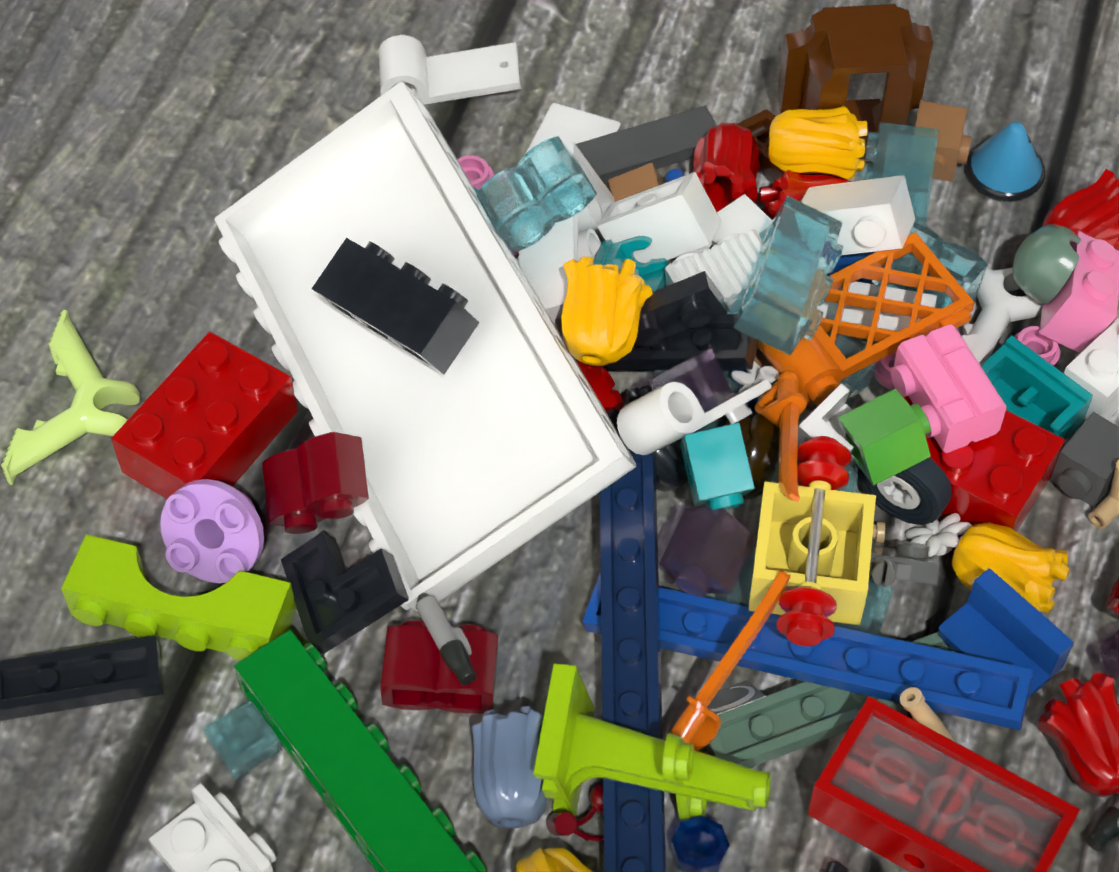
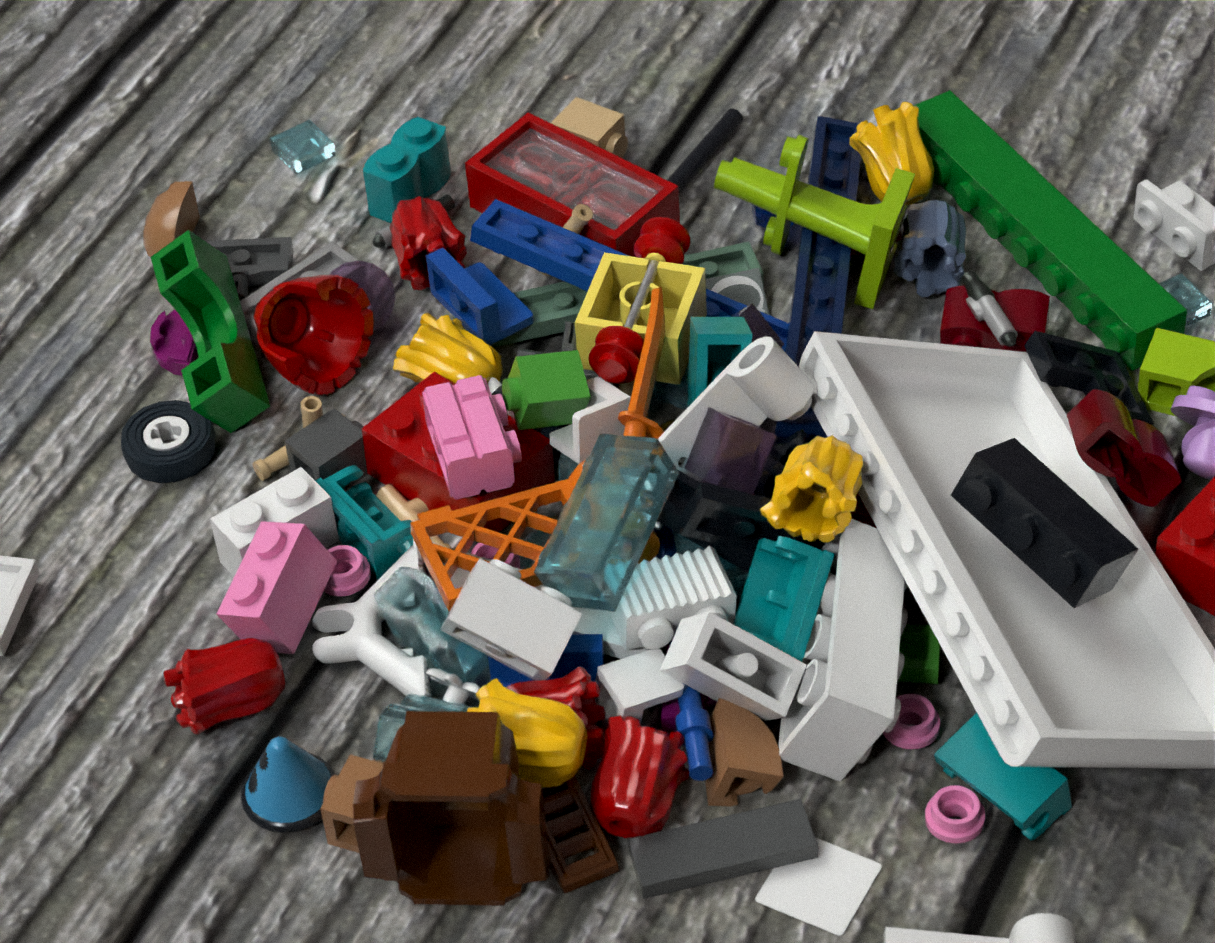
camera: 170 degrees left, 10 degrees down
(536, 194) = (879, 618): clear light blue brick -> none
(697, 722) = (765, 249): orange sword -> none
(1045, 262) = (306, 597): sand green hair -> none

